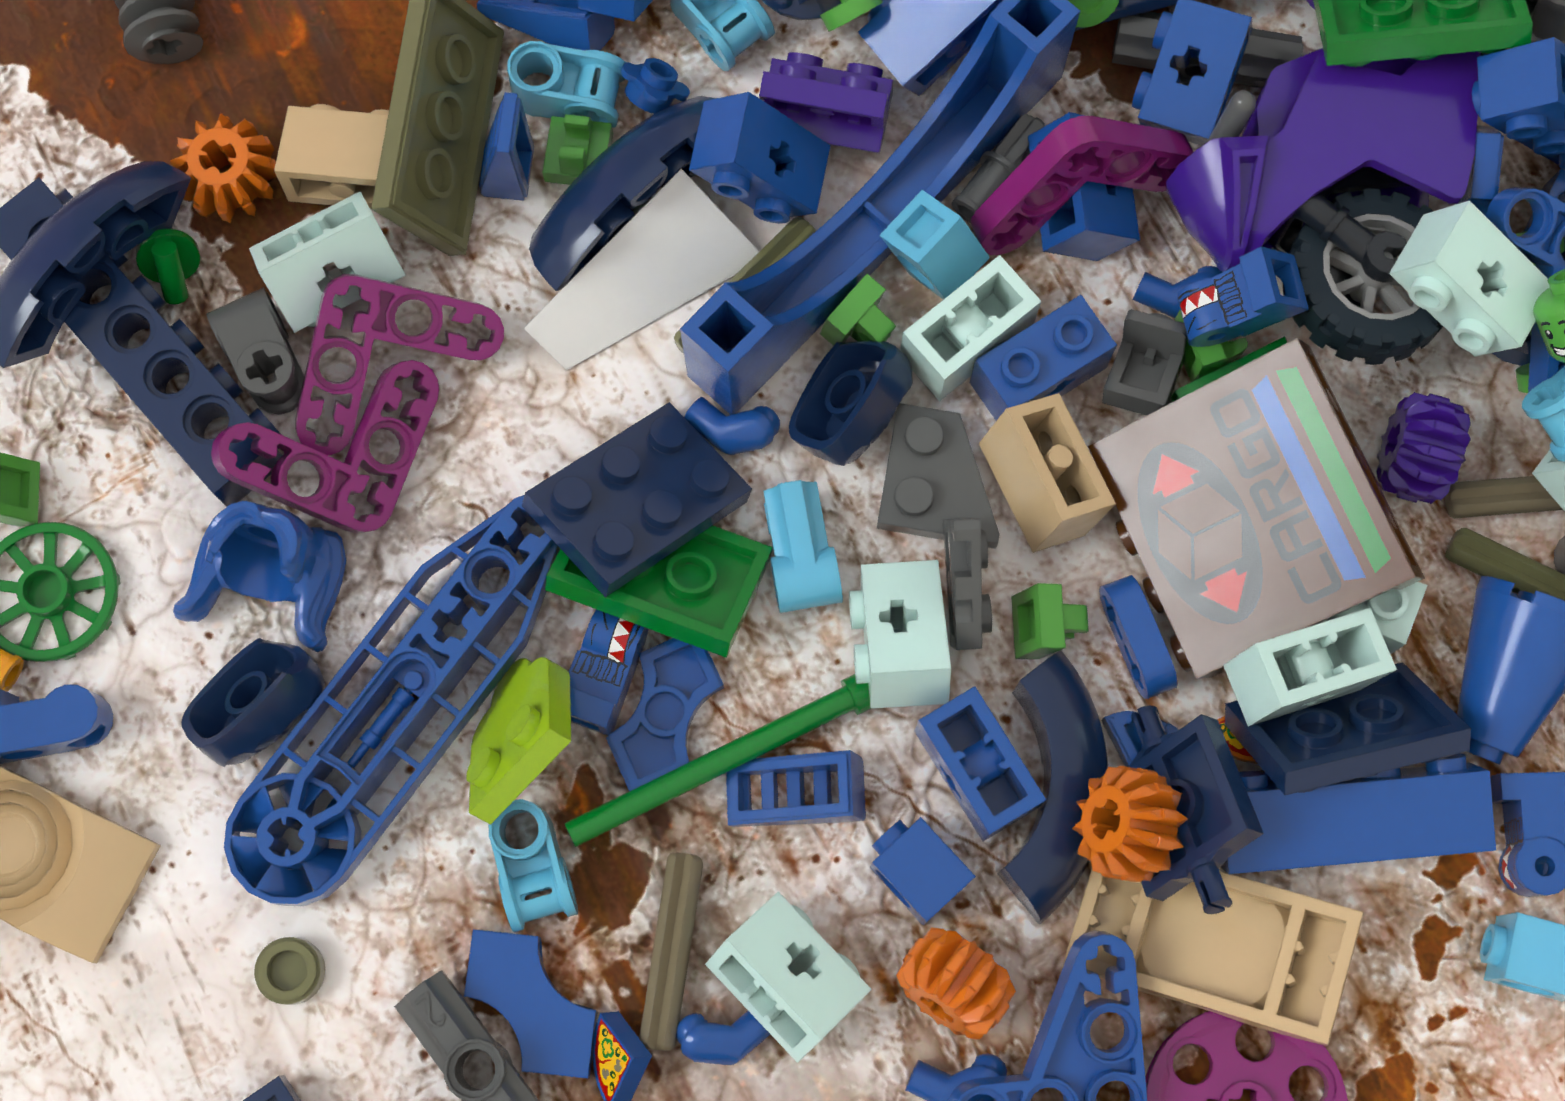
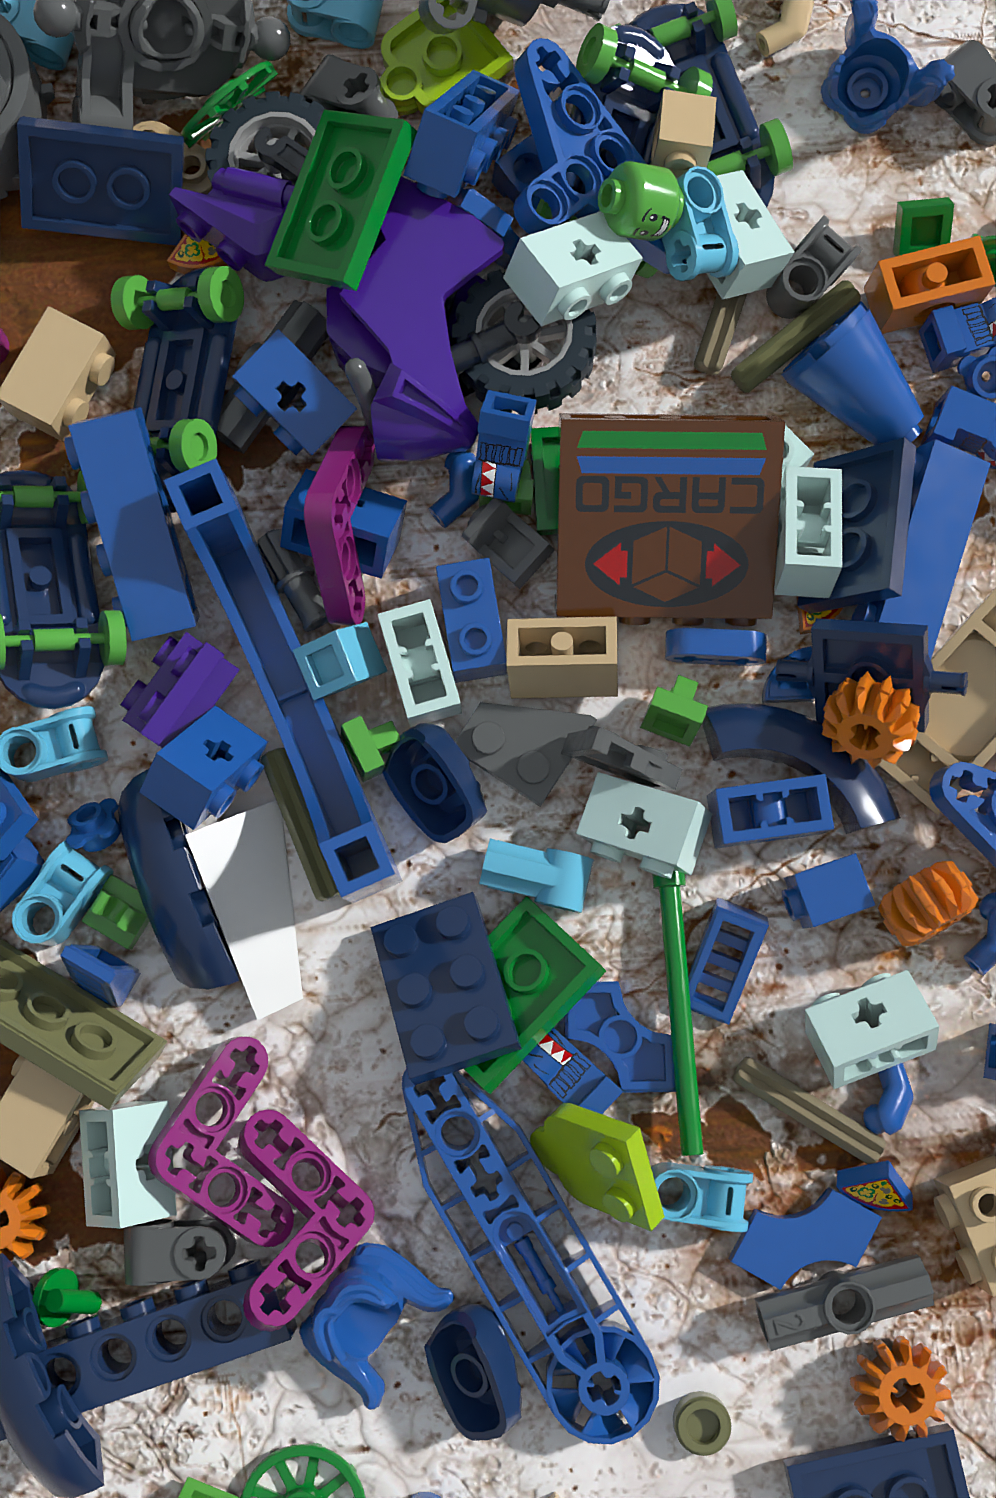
camera: 70 degrees left, 5 degrees up
(735, 432) = (417, 886): blue arm -> none
(1423, 448) = (665, 368): dark purple gear -> none

